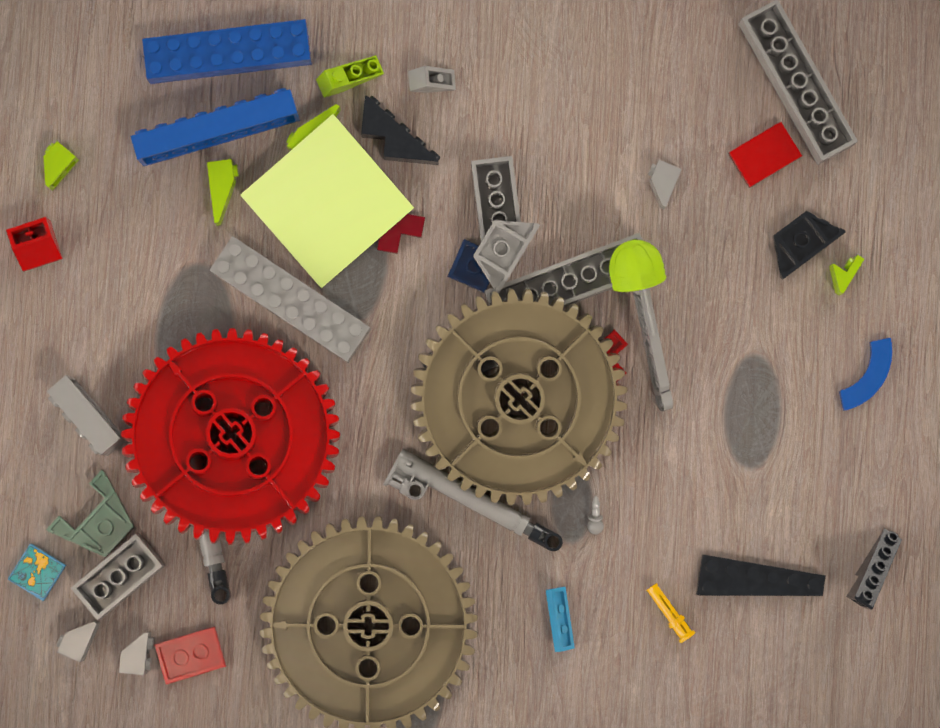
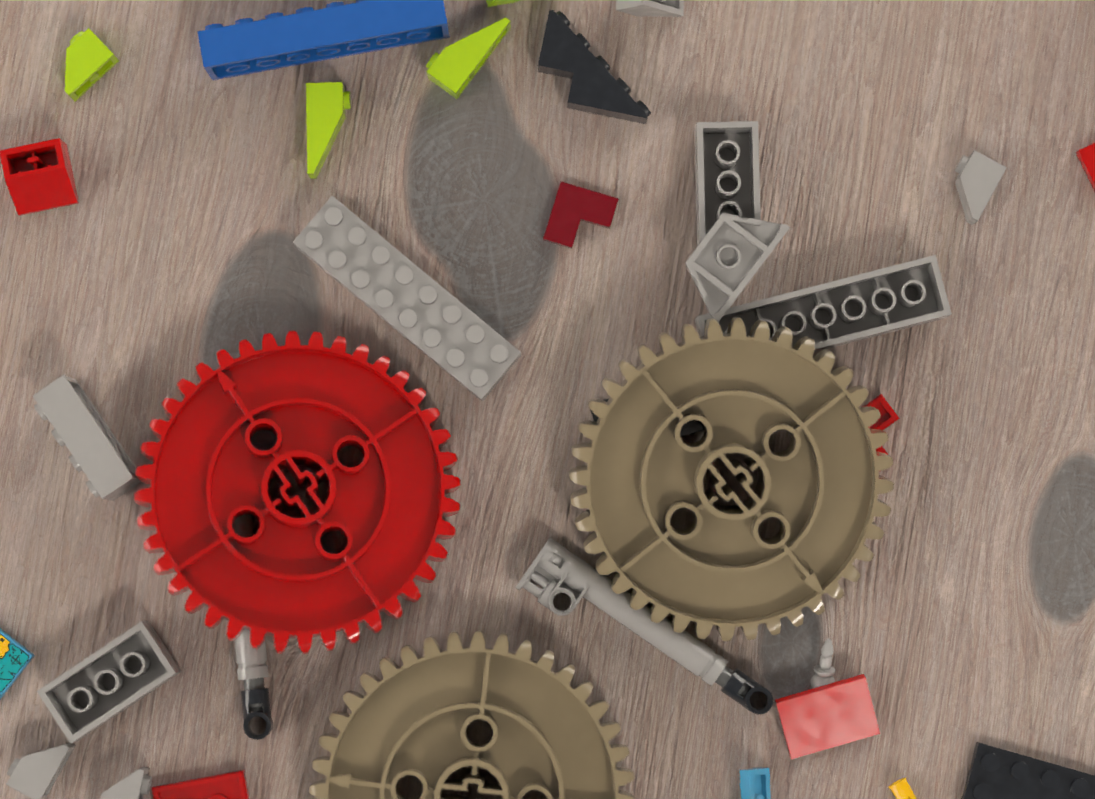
camera: 10 degrees right, 0 degrees up
(103, 527) = (96, 604): sand green wing -> none
(327, 201) = (477, 159): yellowish green piece -> none
(467, 270) = (672, 281): dark blue tile -> none
(600, 548) = (827, 716): none -> tile
(636, 268) = (928, 307): piece -> none

